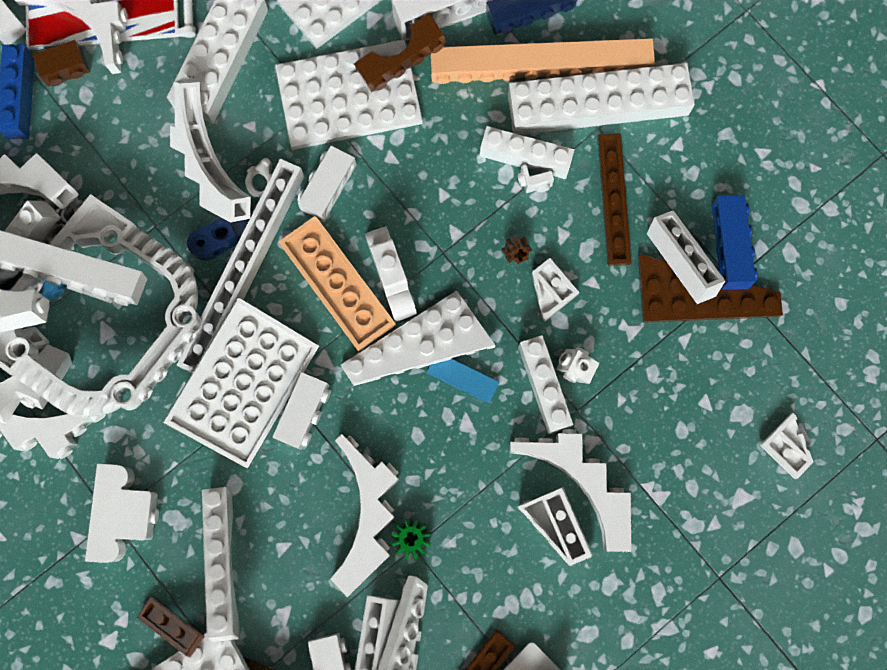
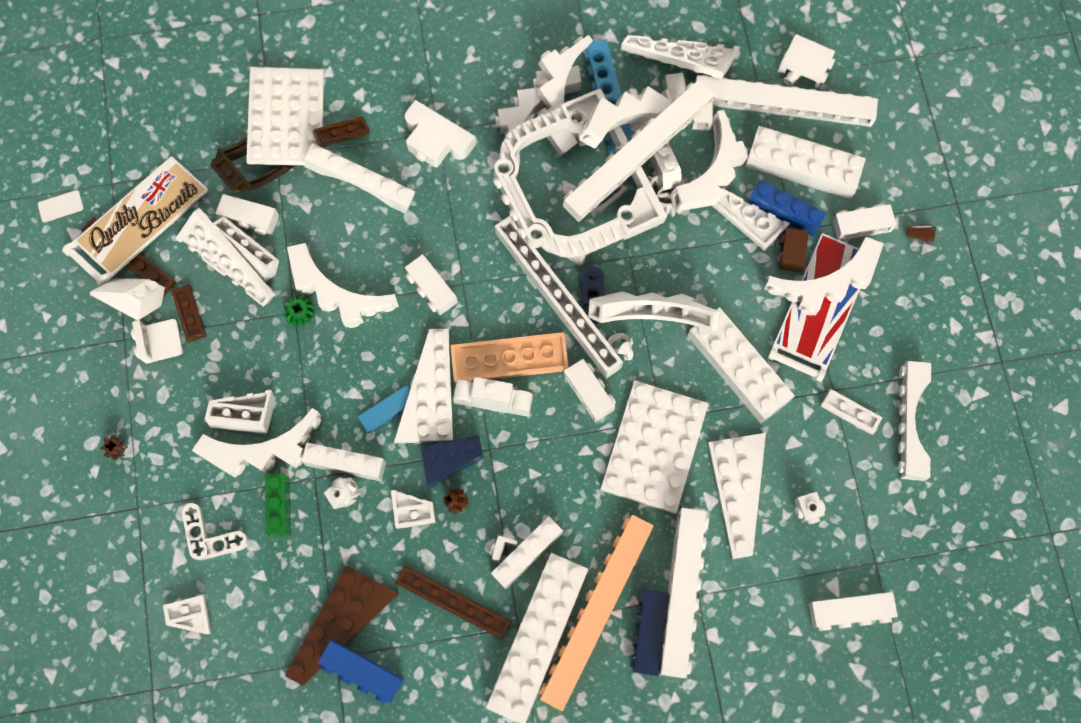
camera: 120 degrees right, 5 degrees down
(49, 118) = (756, 224): none -> white wing
(241, 383) = (473, 253): white plate -> none
(379, 70) = (660, 521): reddish brown arch -> none
(477, 279) = (449, 458): none -> dark blue wedge
(629, 425) = (277, 505): none -> green brick
(684, 646) = (117, 451): none -> reddish brown gear
(685, 257) = (370, 621): white brick -> none
(709, 475) = (208, 544): none -> white beam

